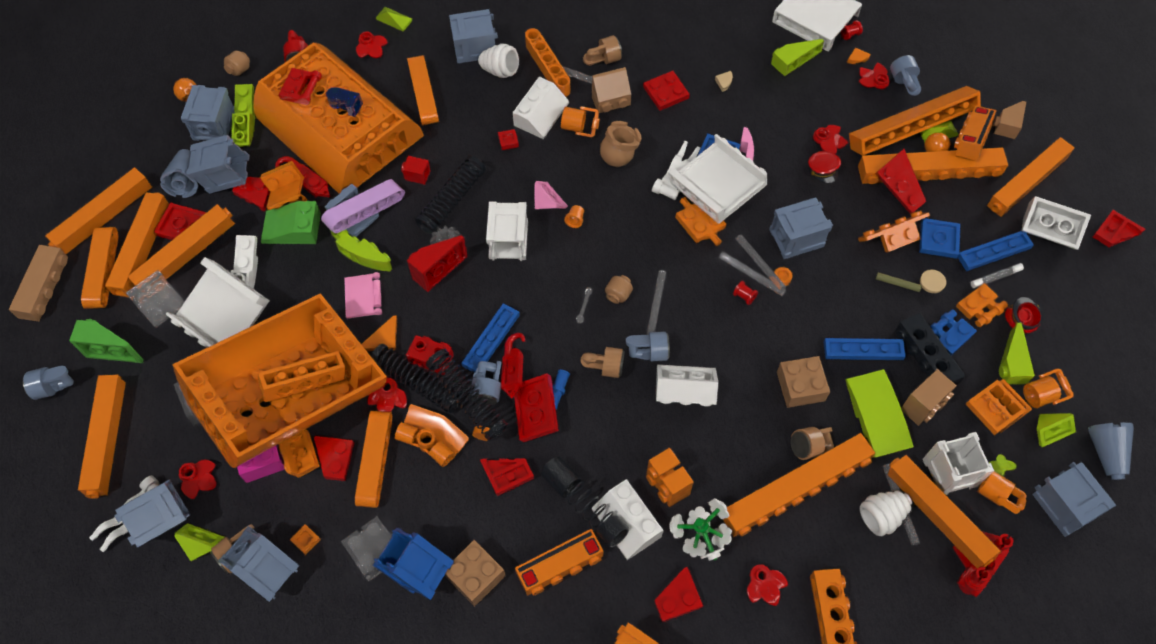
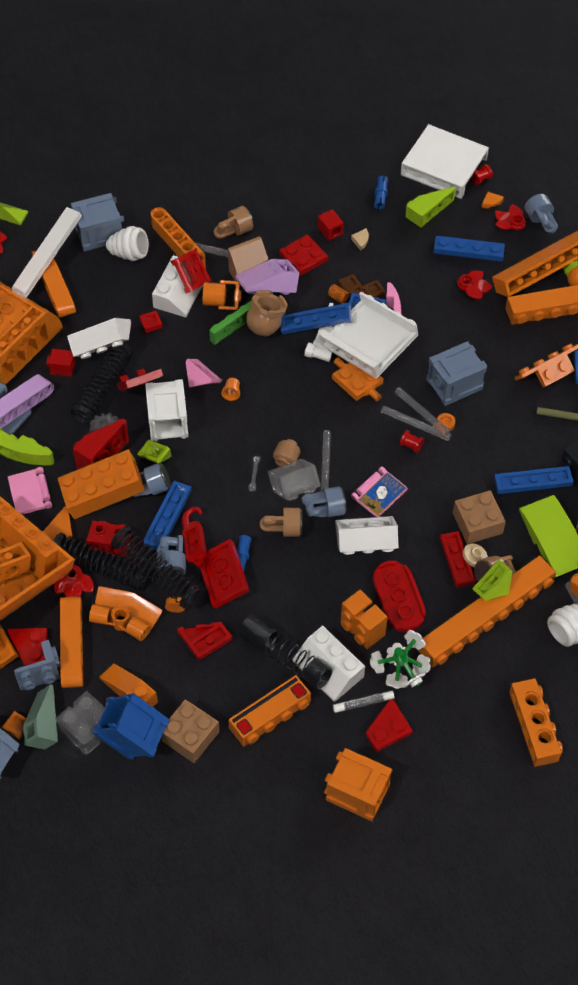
camera: 10 degrees left, 5 degrees down
(326, 544) = (40, 724): none -> sand green slope
(341, 489) = (41, 672): none -> sand blue bracket
(418, 60) = (46, 251): none -> white tile
(422, 516) = (125, 683): none -> orange slope
(430, 298) = (101, 484): none -> orange brick
(454, 150) = (99, 337): none -> white slope
(485, 300) = (155, 480): none -> sand blue piece
(489, 272) = (155, 452): none -> lime slope
(491, 195) = (142, 378): none -> tile
(558, 93) = (194, 268): none -> red plate
(583, 151) = (229, 324): none -> bright green plate
(621, 318) = (294, 479): none -> clear piece
(632, 107) = (272, 275): none -> lavender slope
(660, 564) = (363, 701): none -> clear bar
(668, 155) = (316, 318): none -> blue plate
(694, 133) = (338, 294): none -> orange piece
(696, 63) = (330, 225): none -> red brick
(705, 341) = (379, 492): none -> piece
(708, 125) = (352, 285): none -> reddish brown tile
(710, 455) = (399, 596): none -> red tile
(750, 37) = (381, 192): none -> blue pin
(766, 588) = (471, 706): red plate -> none
(775, 423) = (459, 568): none -> red tile
(793, 420) = (473, 553): none -> tan piece
(810, 458) = (494, 582): none -> lime slope
(824, 166) = (472, 311): red piece -> none
(829, 102) = (469, 248): none -> blue plate
(902, 182) = (550, 318): red wing -> none

